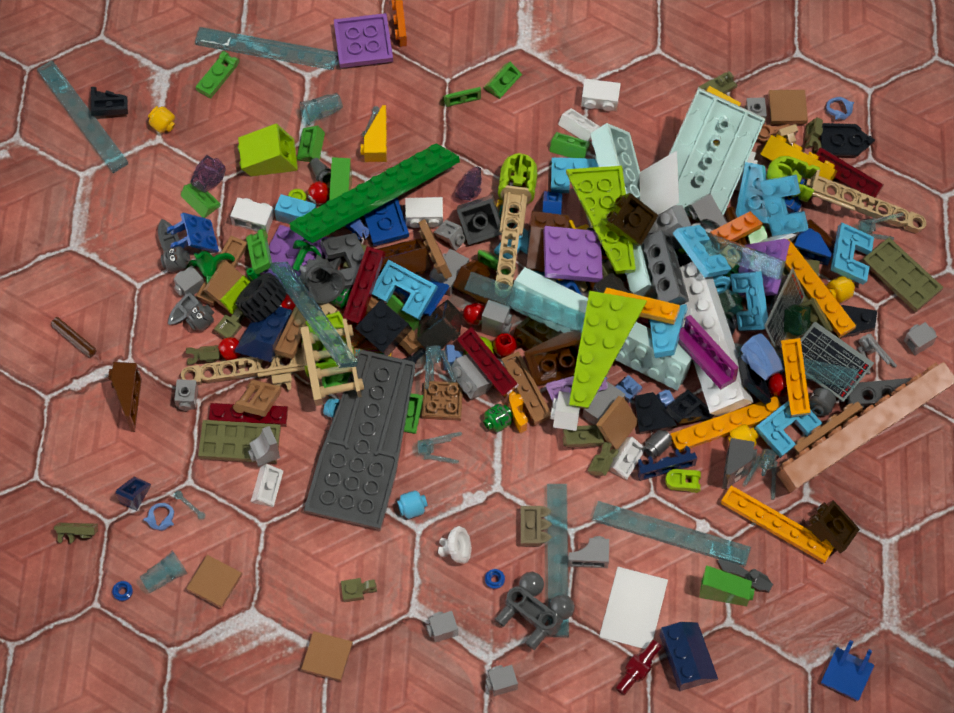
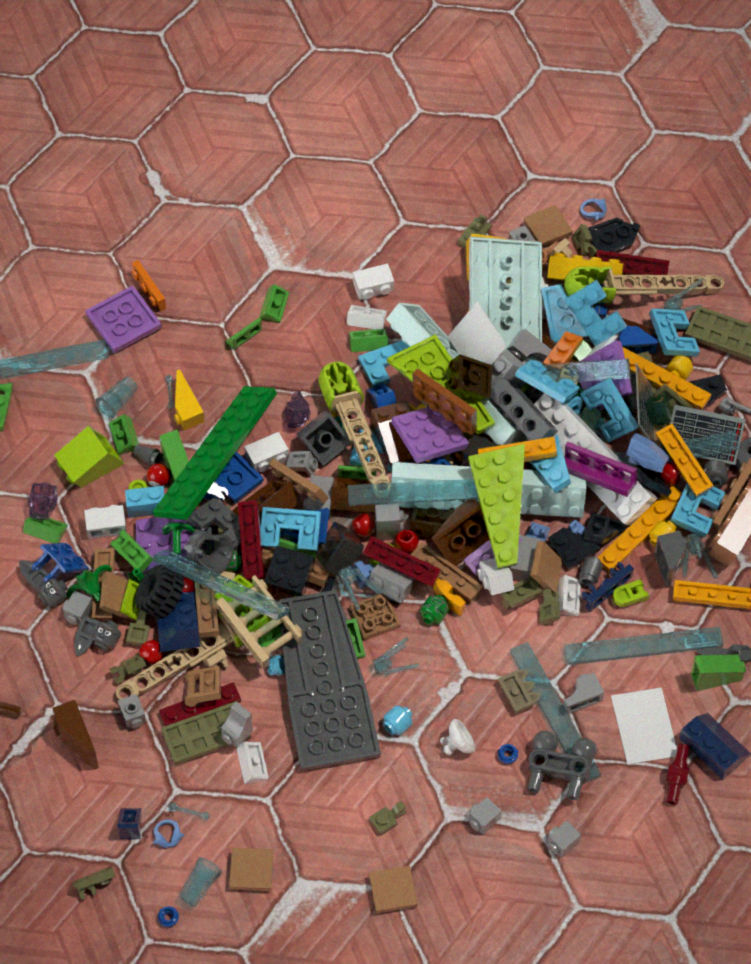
camera: 25 degrees left, 5 degrees down
(595, 230) = (444, 402): none -> dark orange plate

